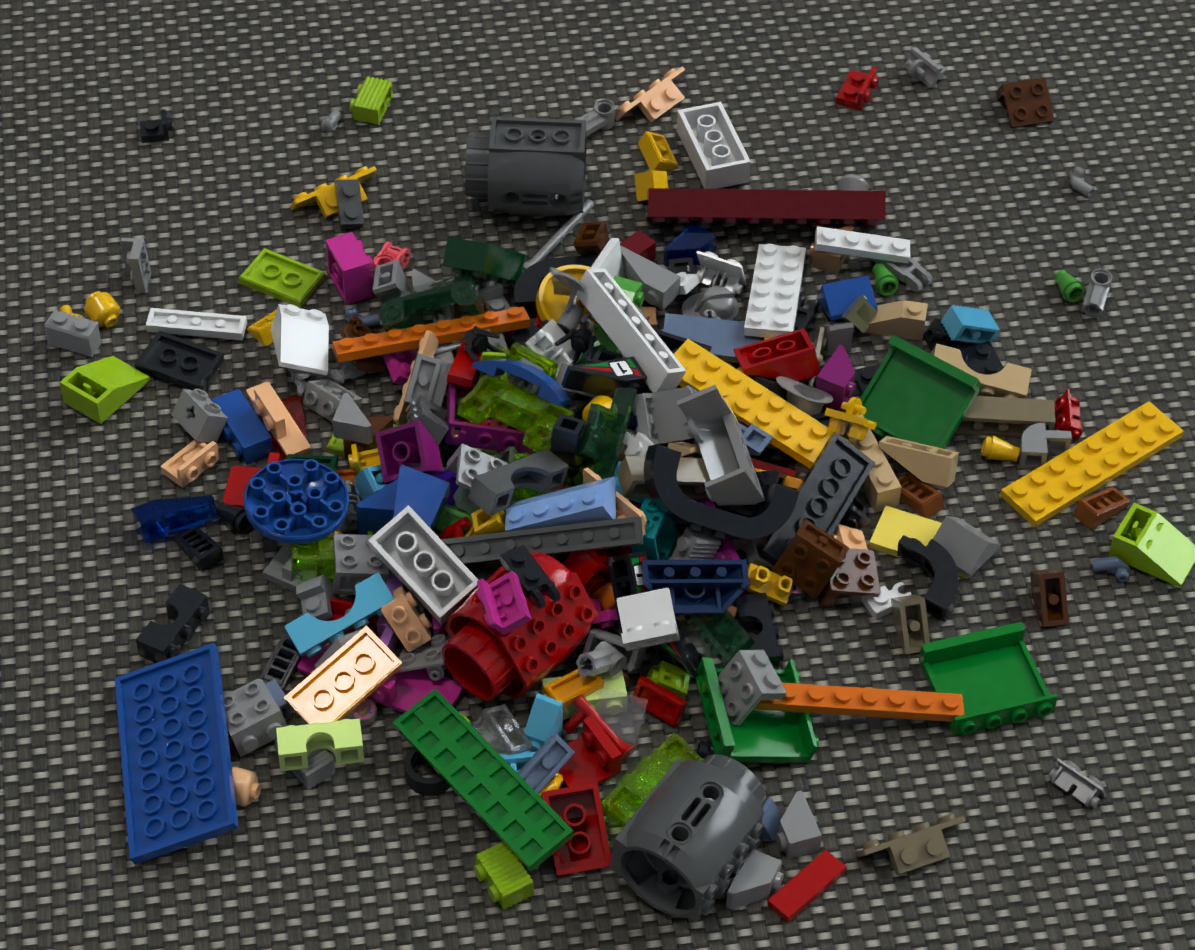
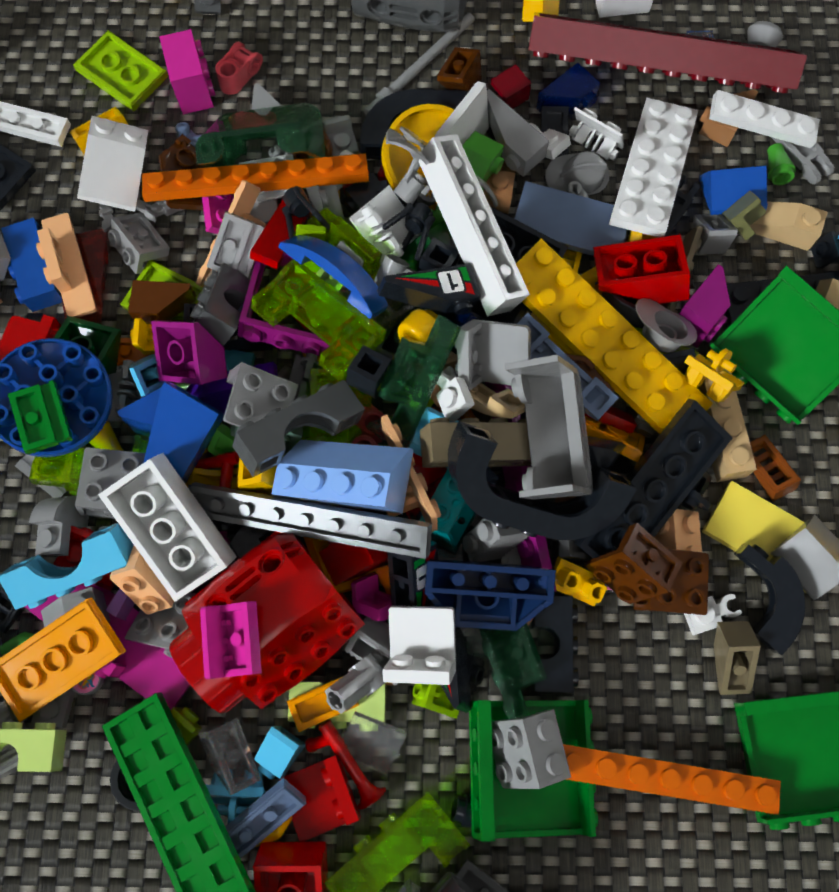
camera: 10 degrees right, 25 degrees up
(299, 506) = (40, 417): none -> green plate
(351, 423) = (134, 291): light grey slope -> none
(389, 279) = (227, 95): light grey slope -> none
(483, 261) = (330, 87): dark green brick -> none
(531, 575) = (273, 596): black hinge -> none
(661, 701) = (422, 726): red plate -> none
(924, 461) = (787, 432): tan slope -> none

